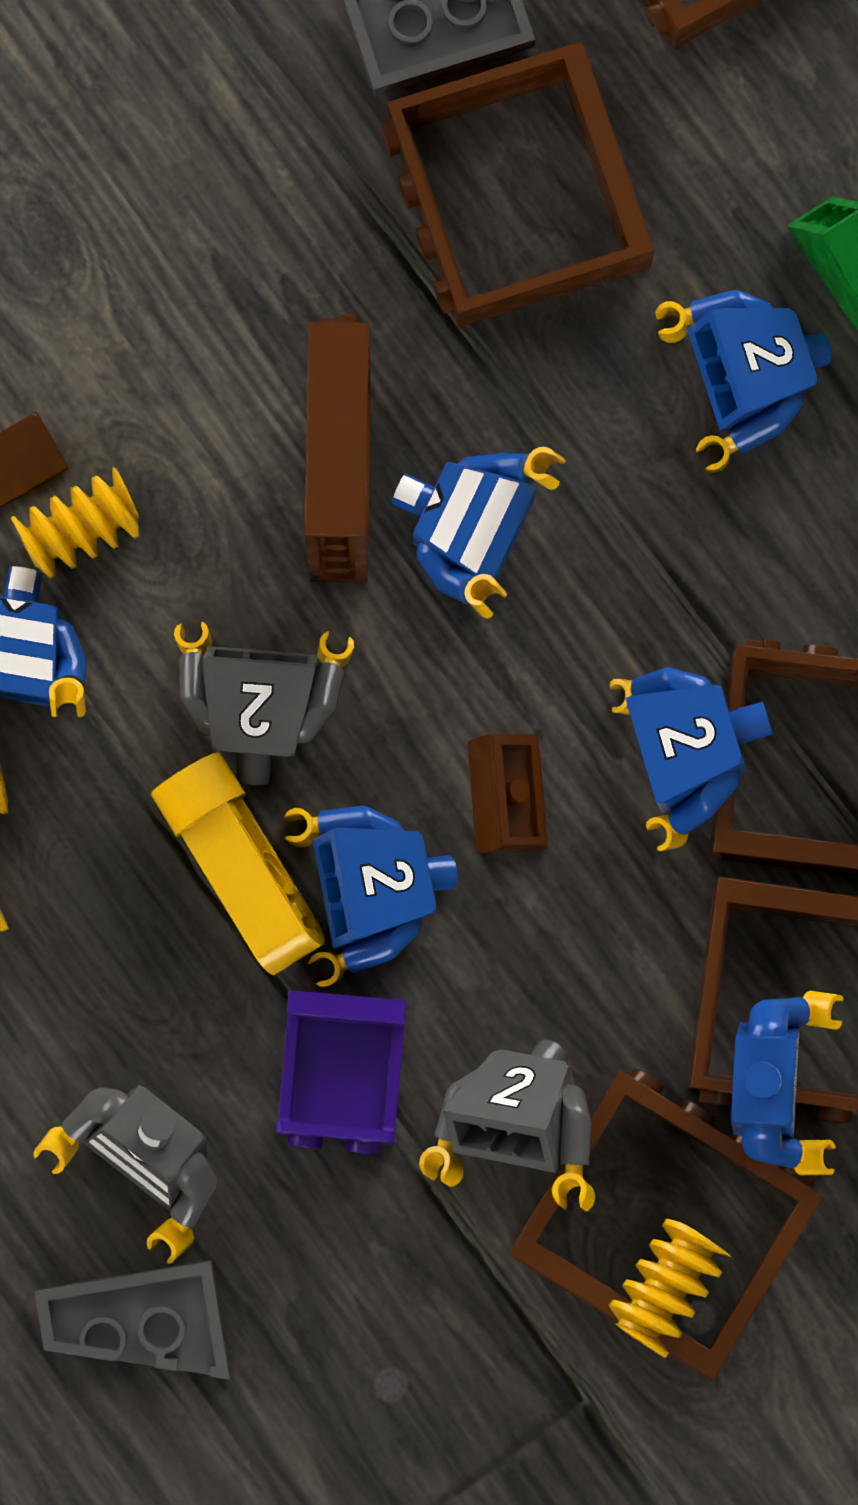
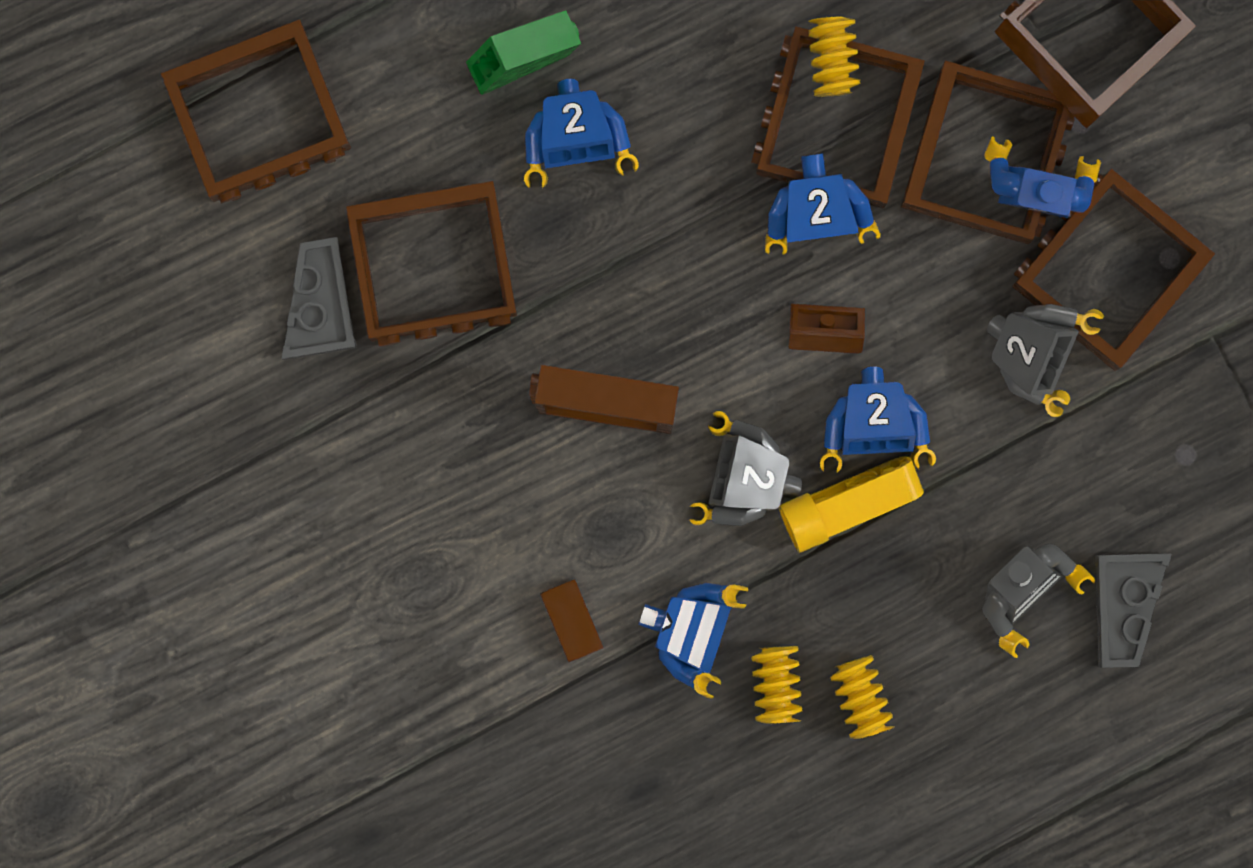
camera: 80 degrees left, 5 degrees up
(79, 524) = (617, 576): yellow piece -> none
(341, 1071) = (990, 457): dark purple panel -> none
(474, 519) = (651, 323): torso -> none
(667, 1285) = (1158, 272): yellow piece -> none

